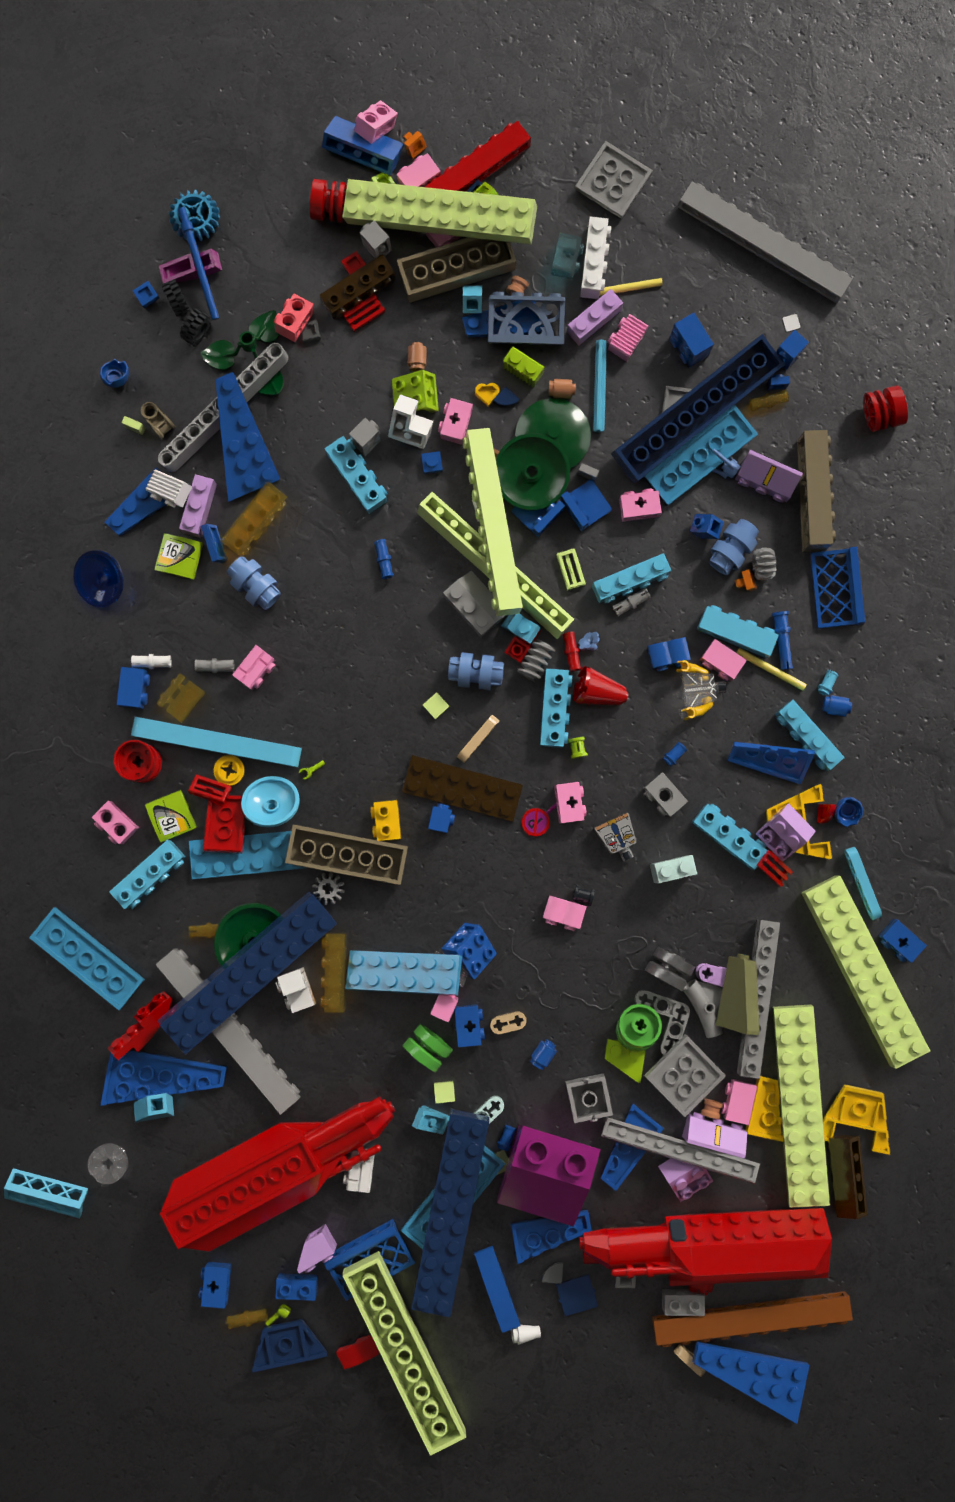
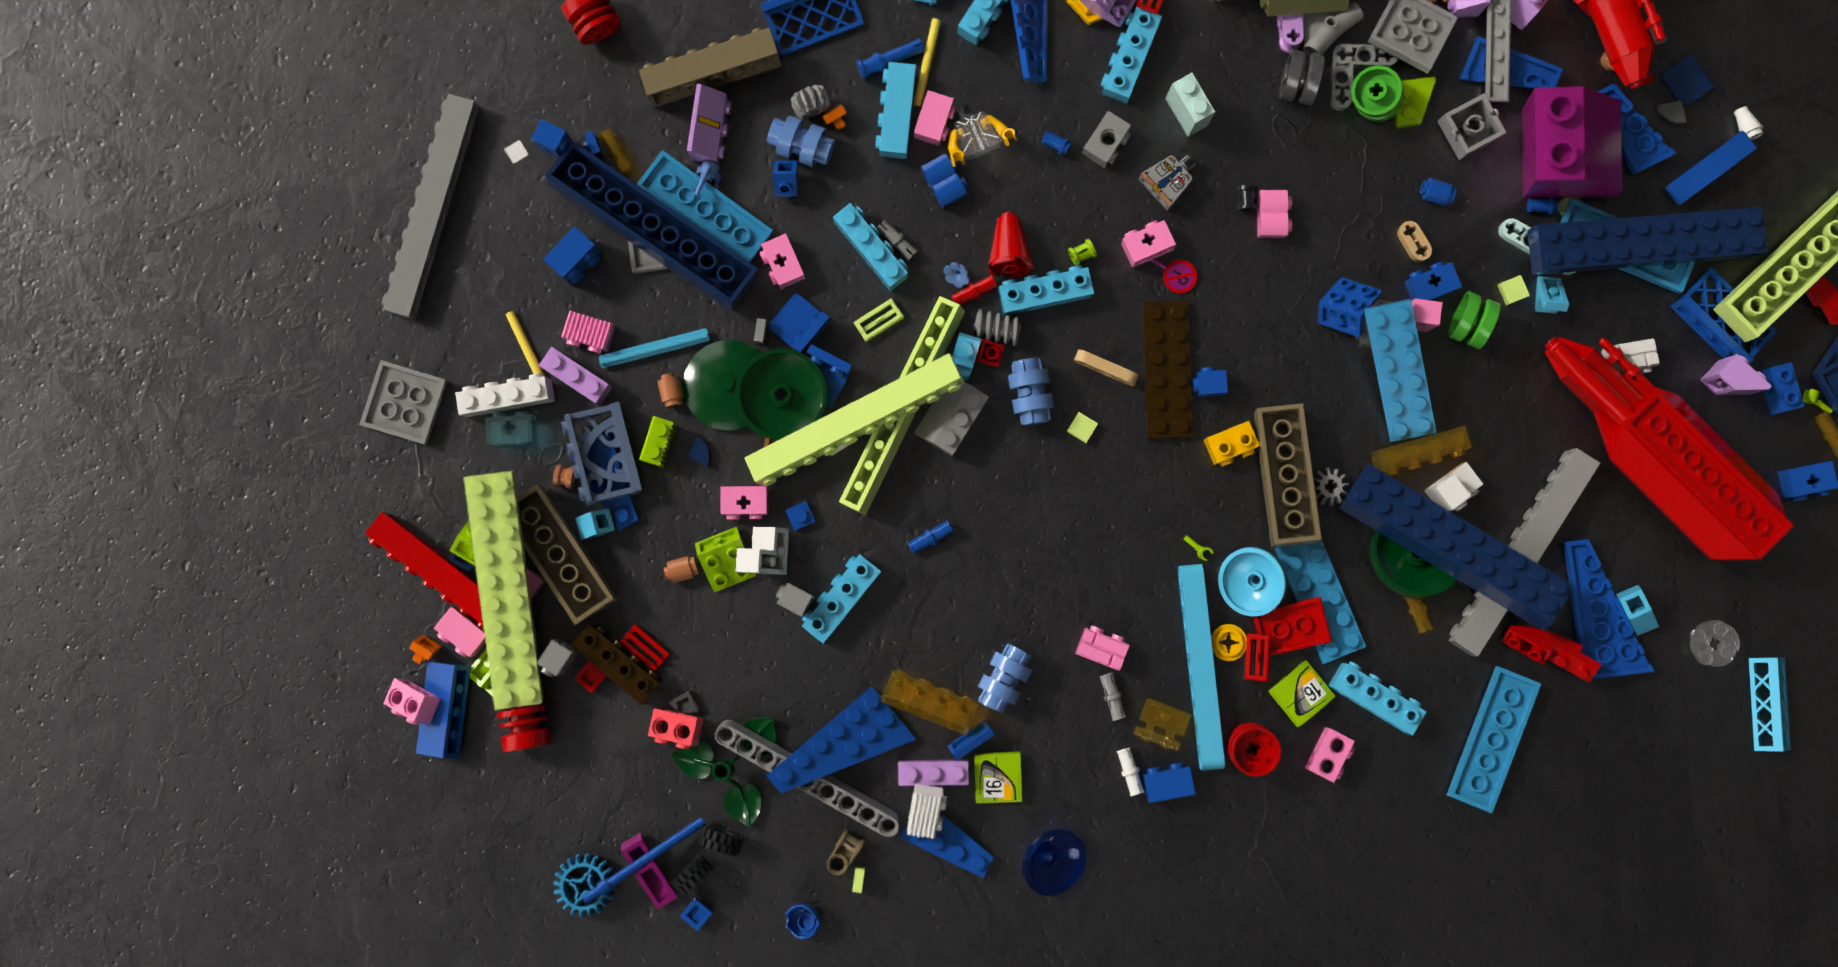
camera: 100 degrees left, 0 degrees up
(487, 393) = (699, 475): yellow tile -> none

